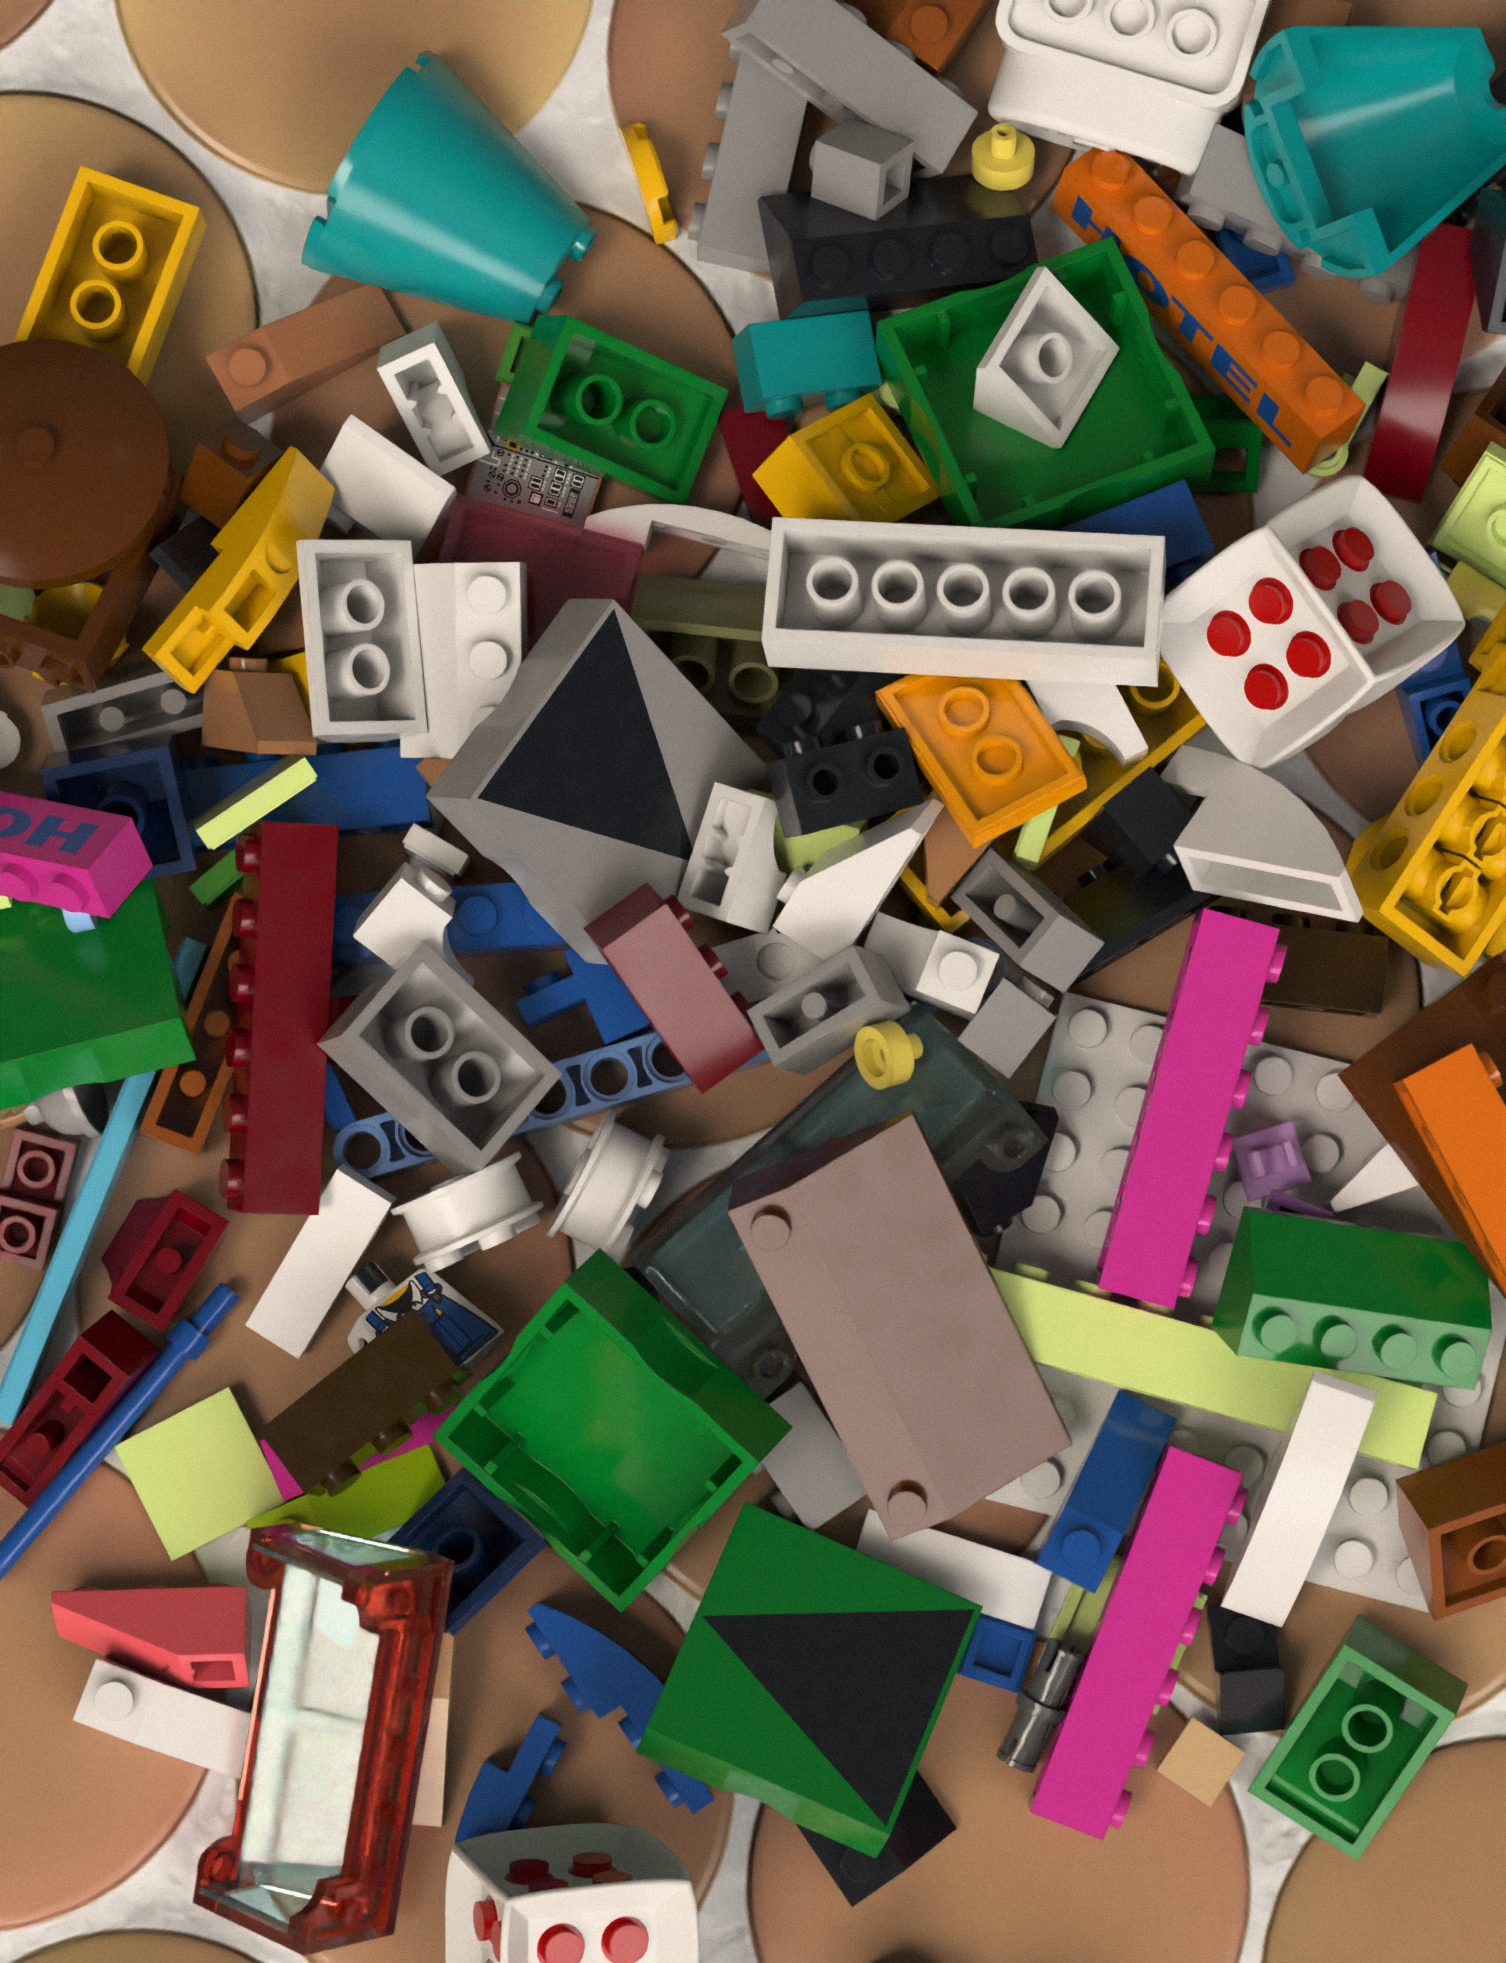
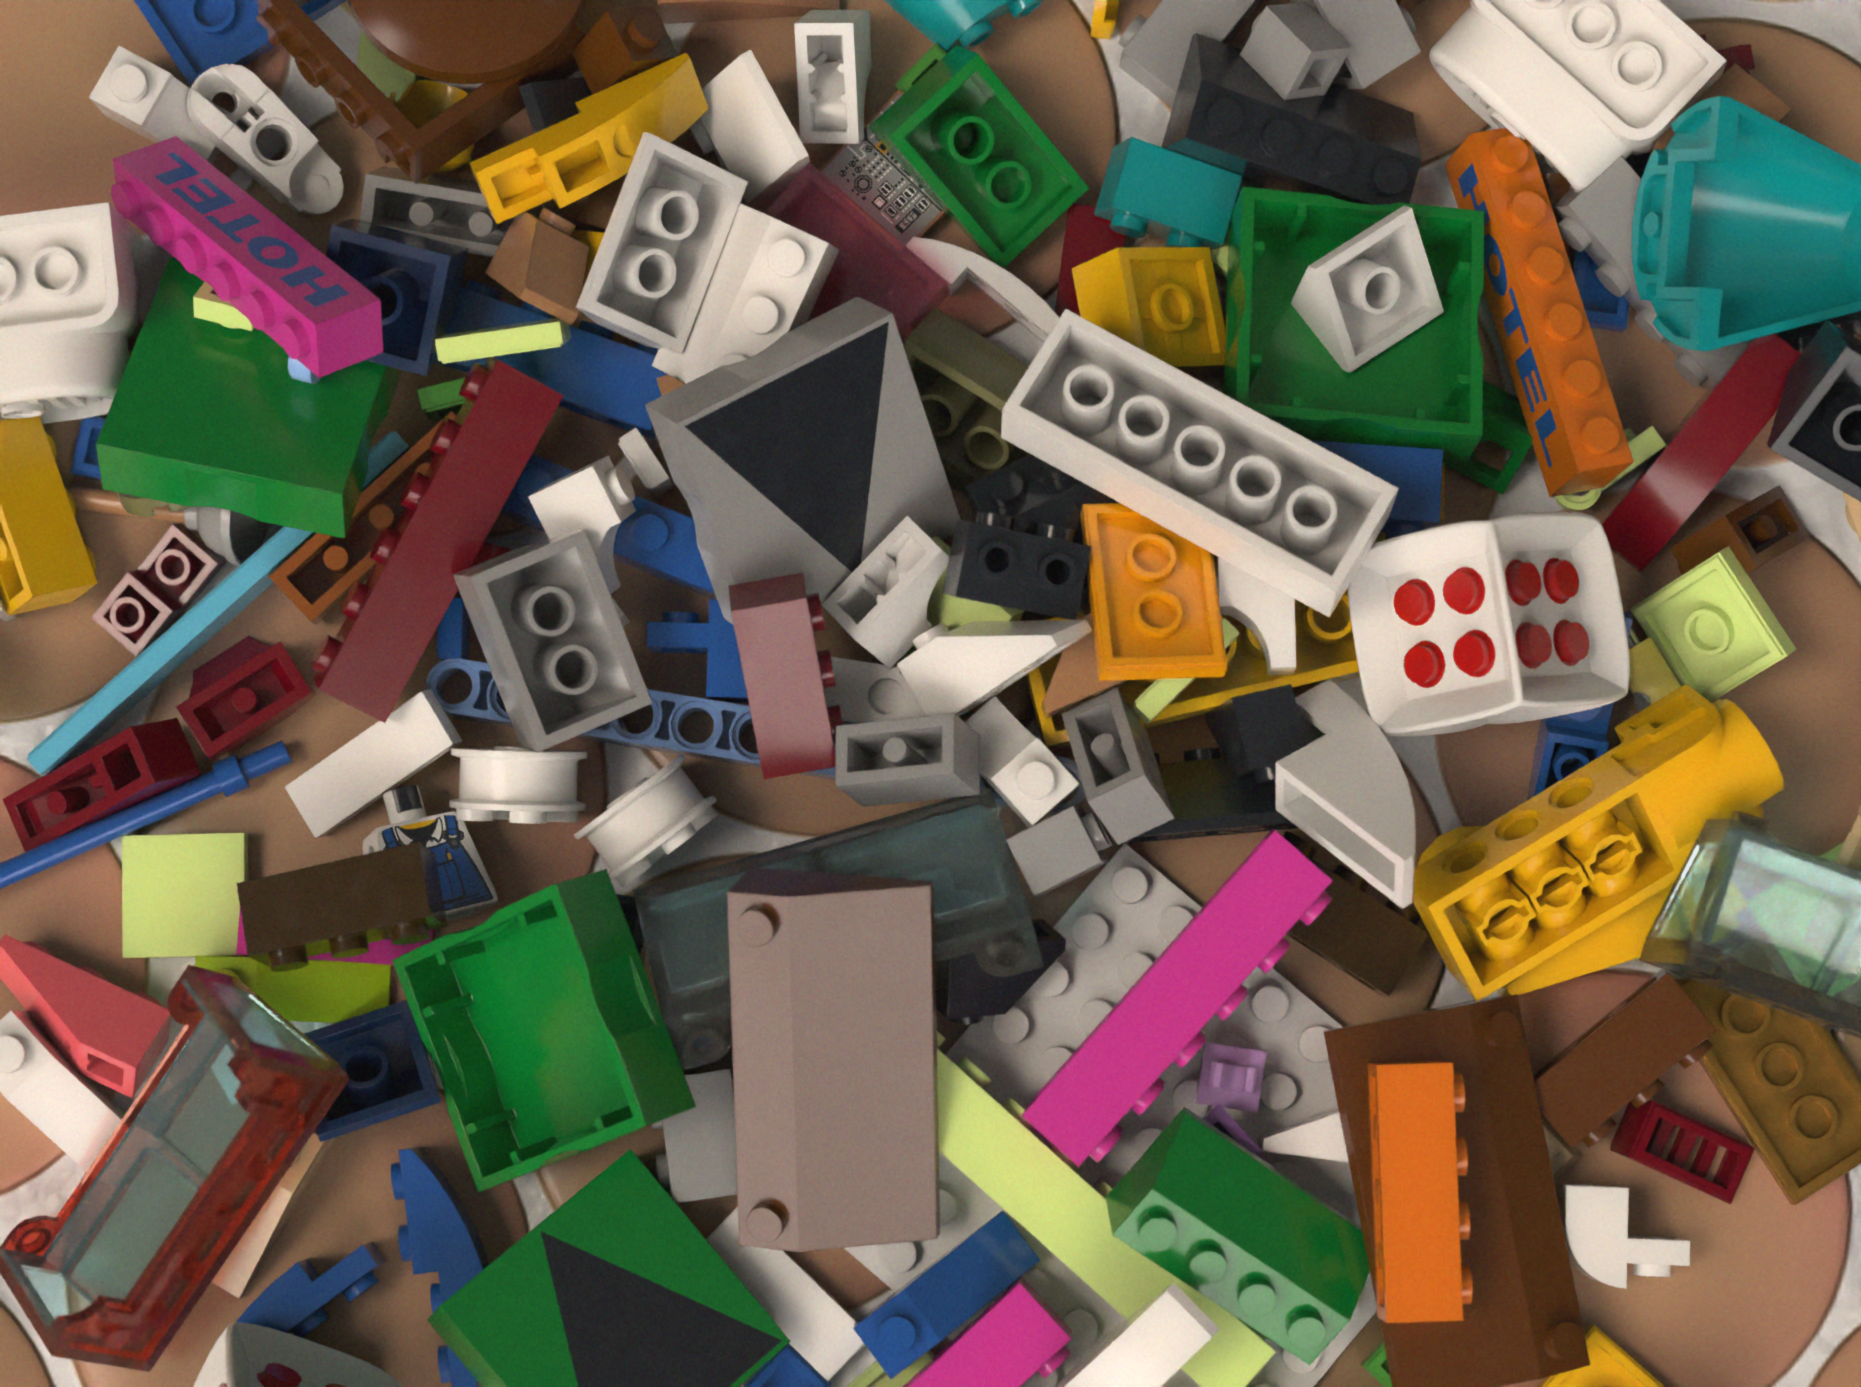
camera: 30 degrees right, 0 degrees up
(886, 1054) = (939, 822): light yellow tile -> none
(1003, 158) = (1423, 102): light yellow tile -> none

